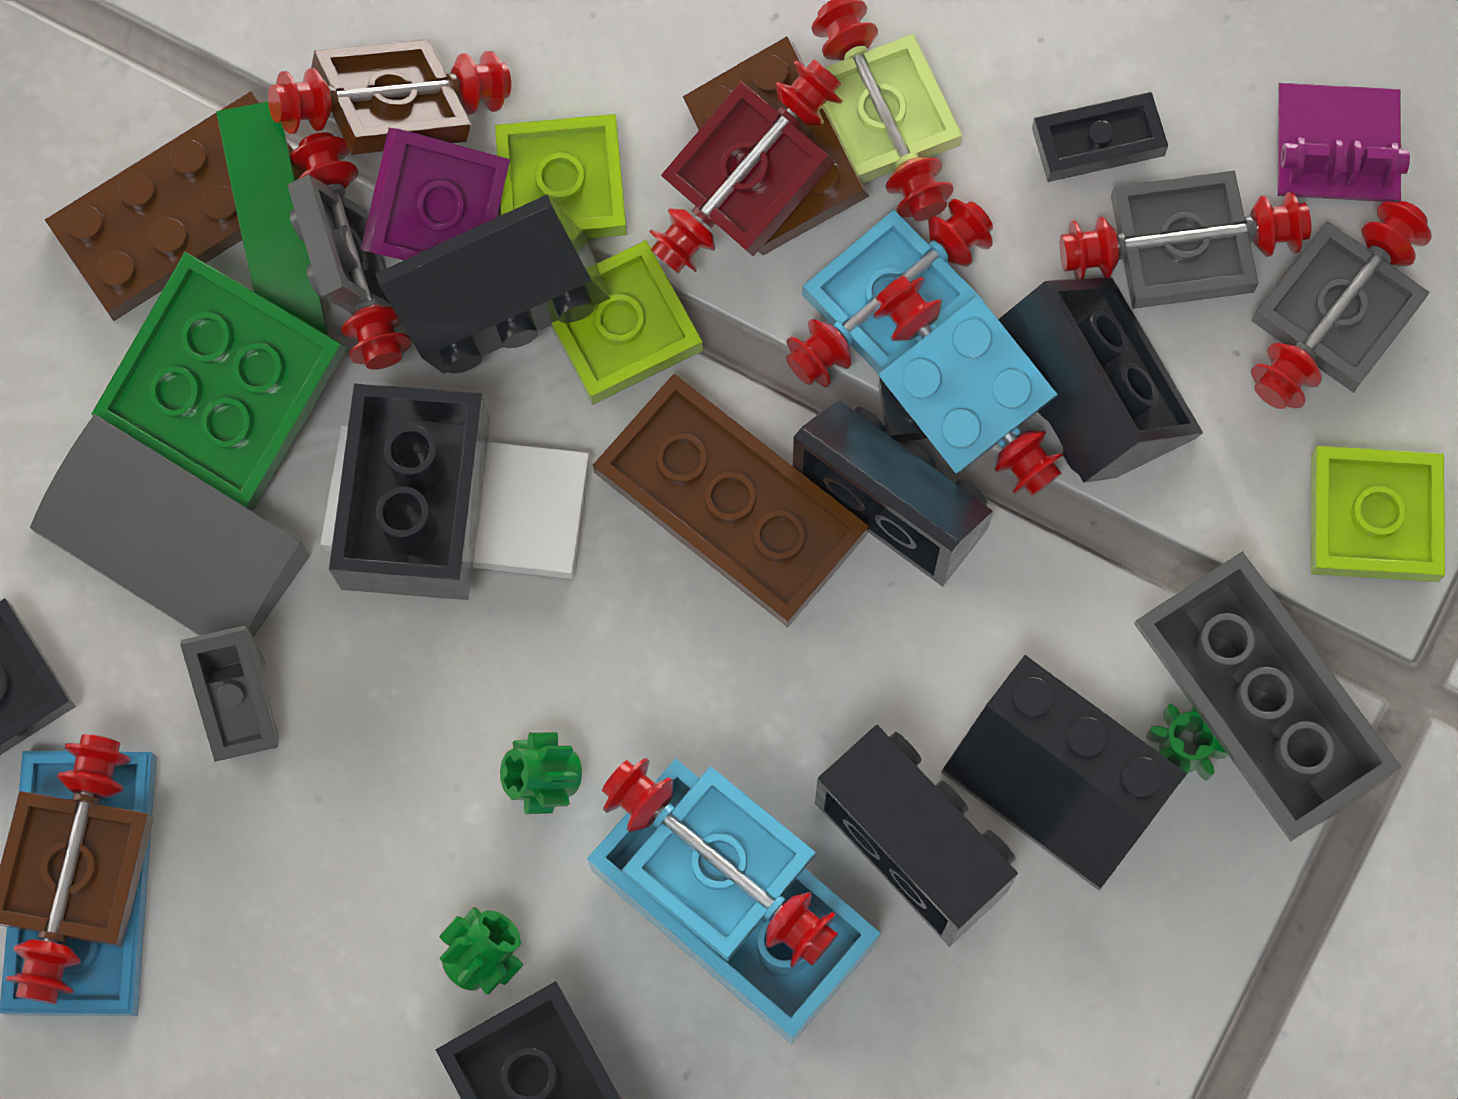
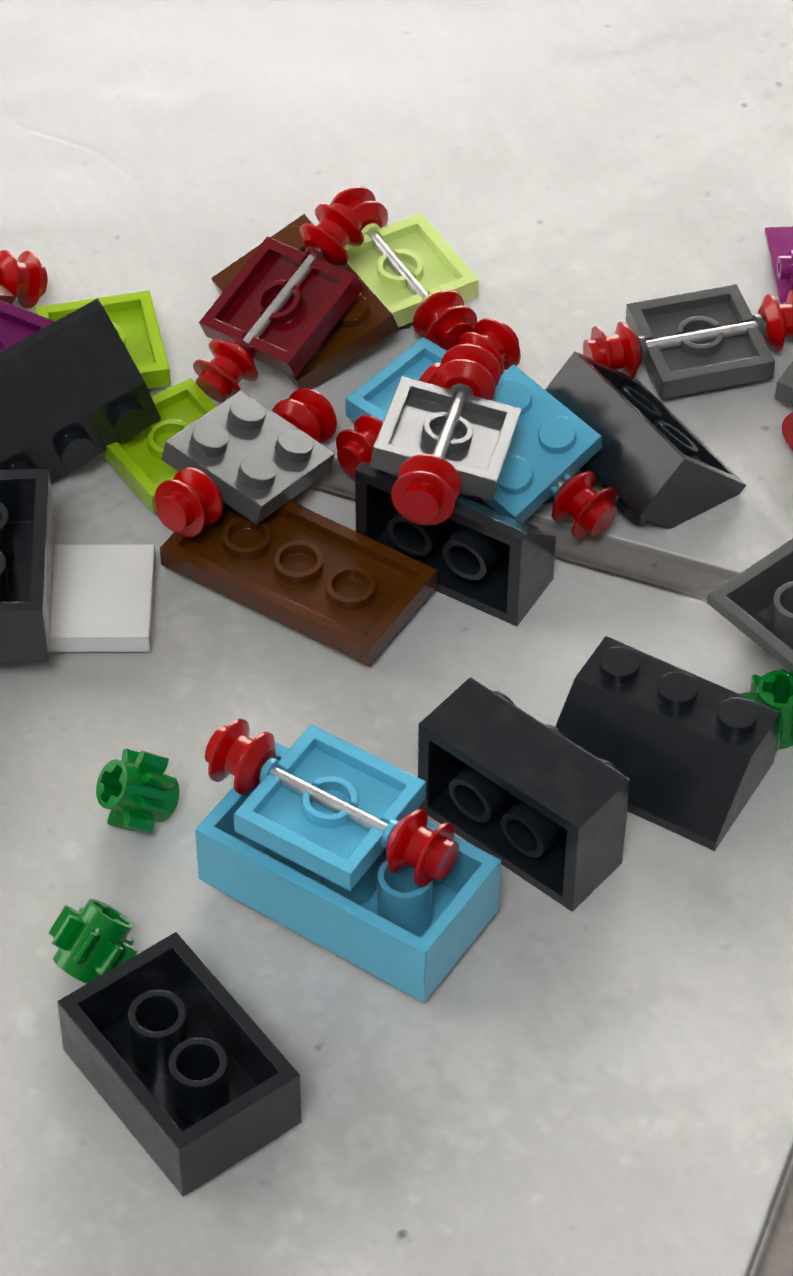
camera: 10 degrees left, 25 degrees down
(690, 367) = (245, 459): none -> plate
(892, 409) = (446, 436): none -> plate
(1099, 136) = (606, 275): black plate -> none

